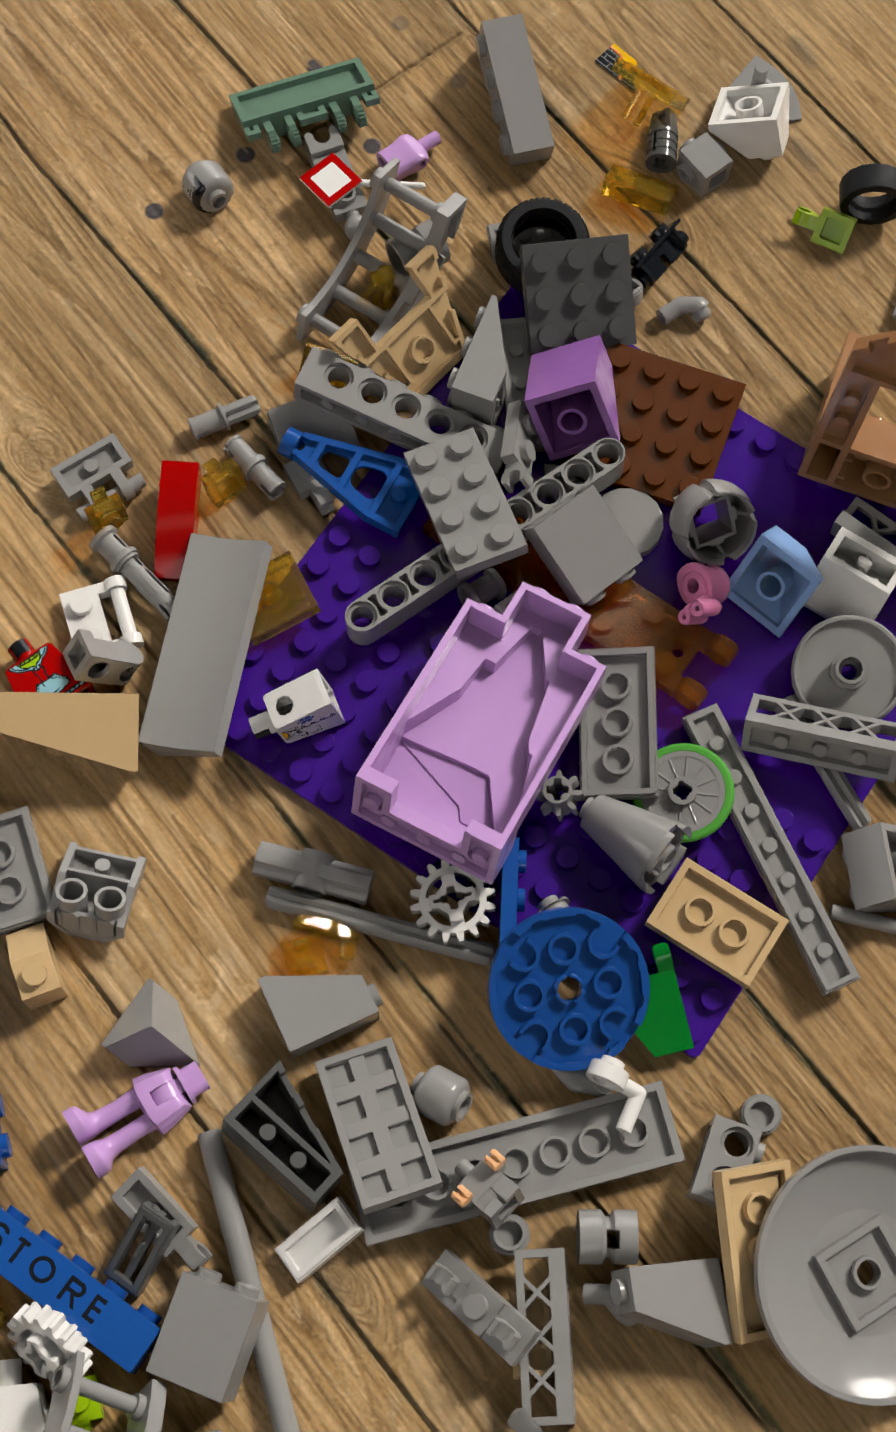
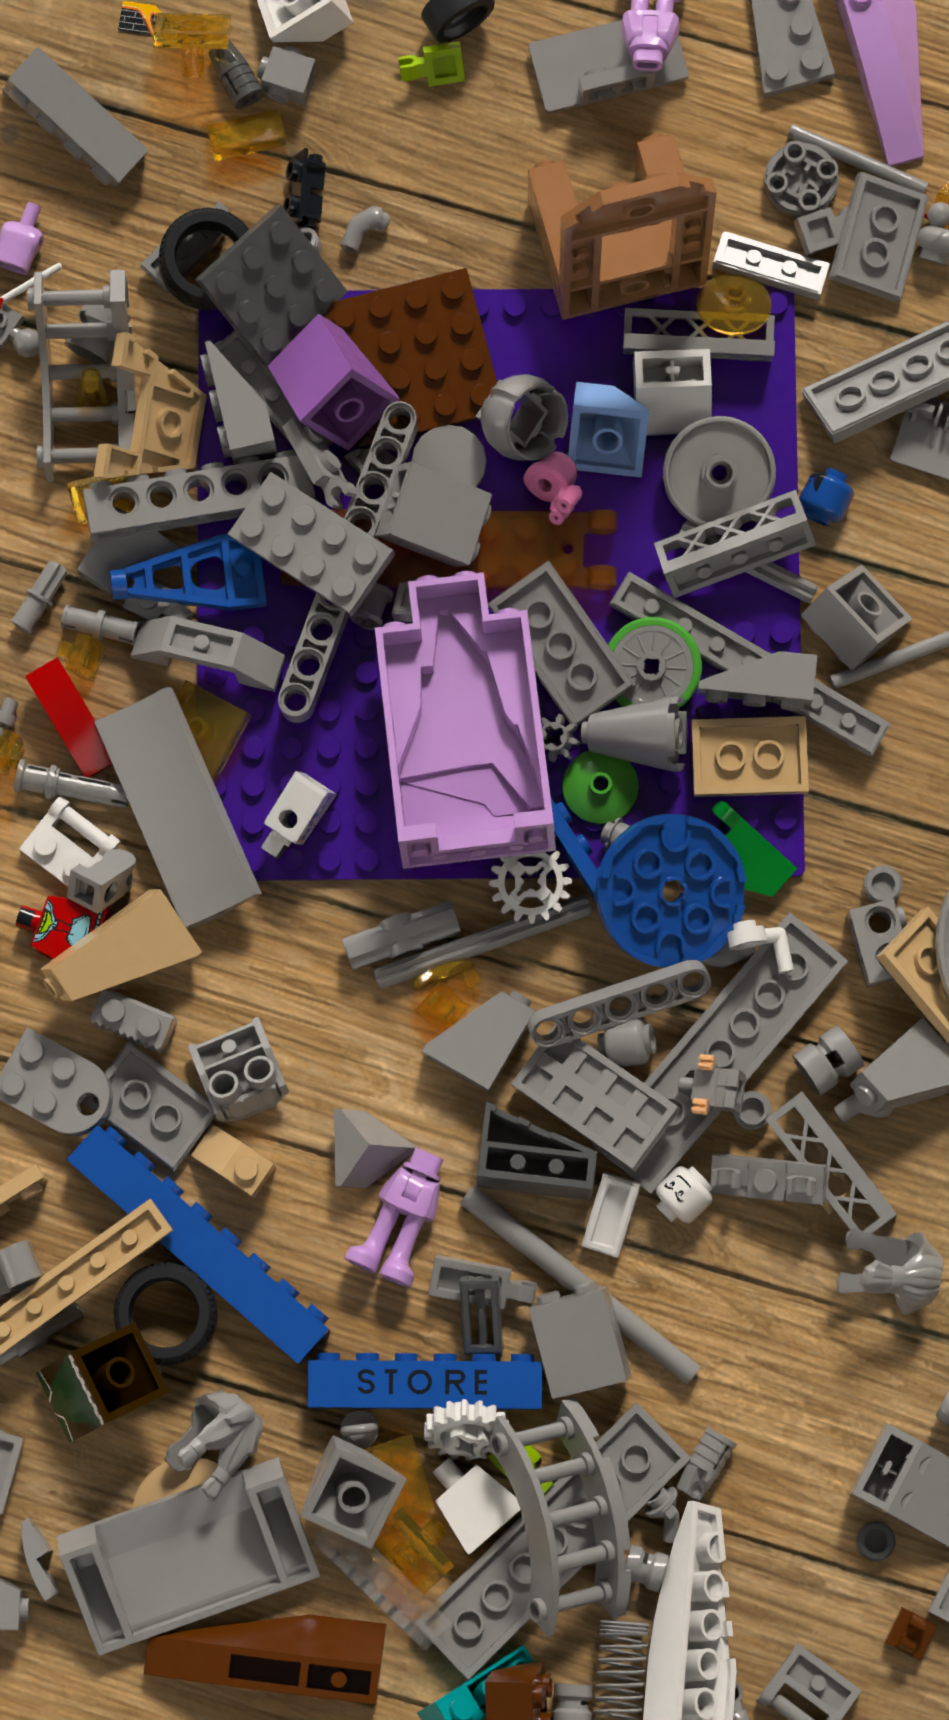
camera: 30 degrees left, 10 degrees up
(41, 790) = (133, 1020): none -> light grey brick
(329, 535) = (211, 647): none -> light grey slope
(395, 1267) = (684, 1194): none -> white head
(476, 1053) = (600, 1000): none -> light grey beam
(559, 878) = (597, 805): none -> bright green dish
(779, 867) = (775, 678): none -> light grey slope

